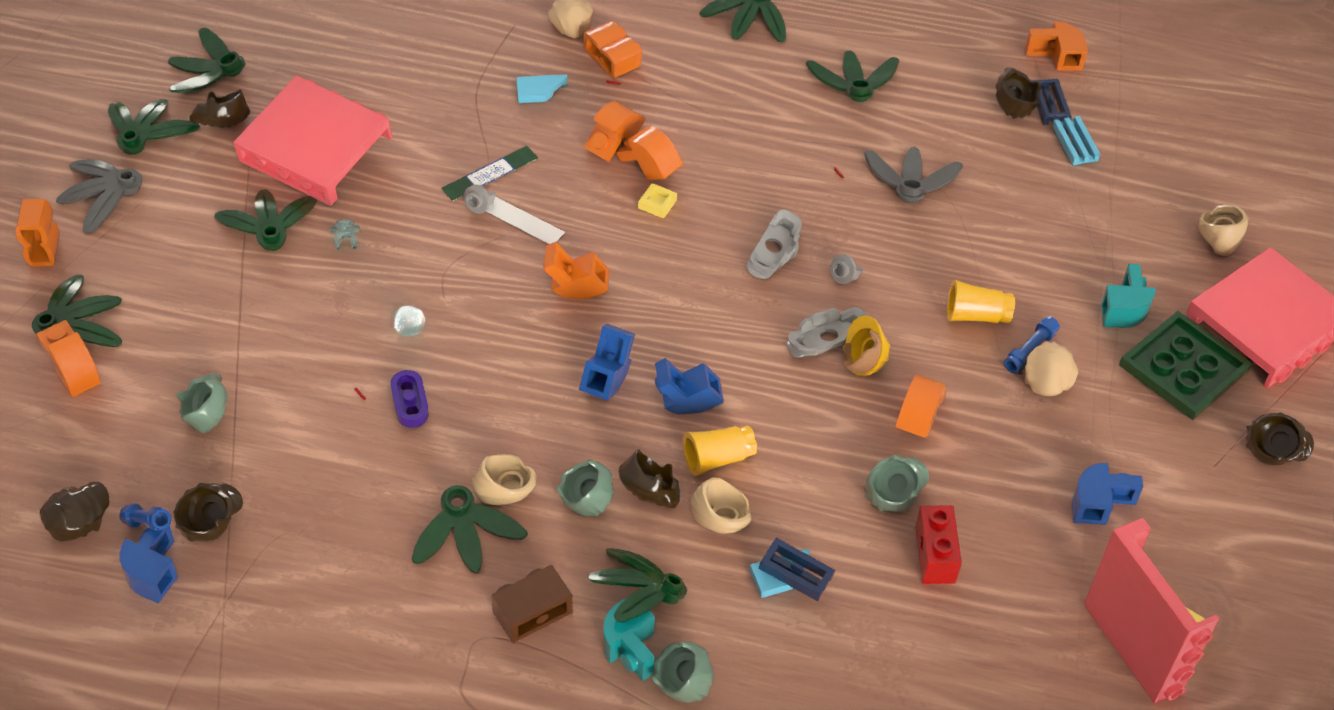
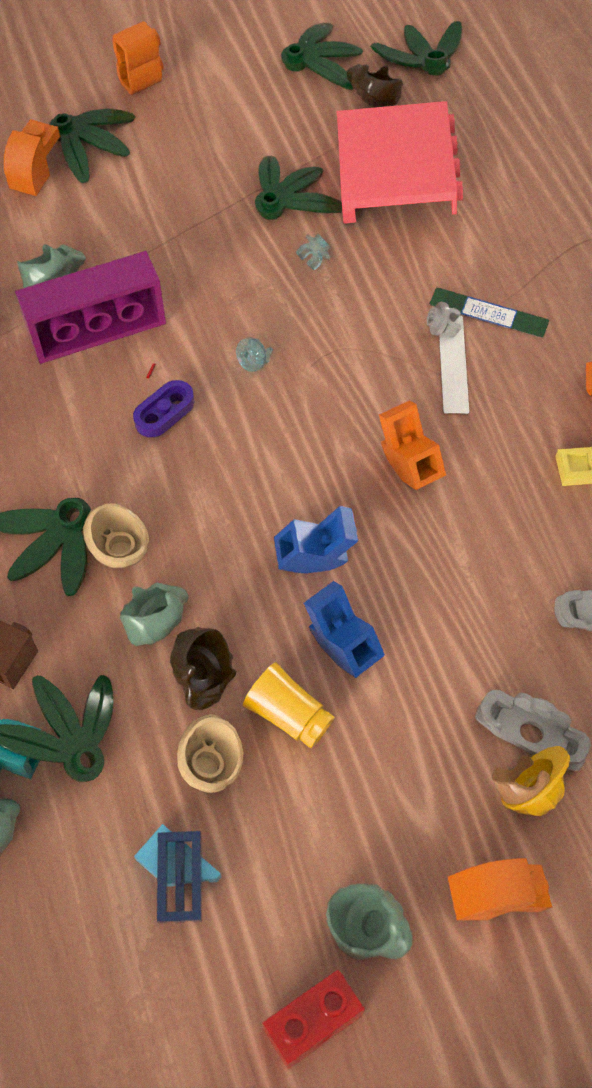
camera: 60 degrees right, 10 degrees up
(110, 183) = (232, 73): dark grey plant -> none
(280, 389) = (92, 306): none -> magenta brick

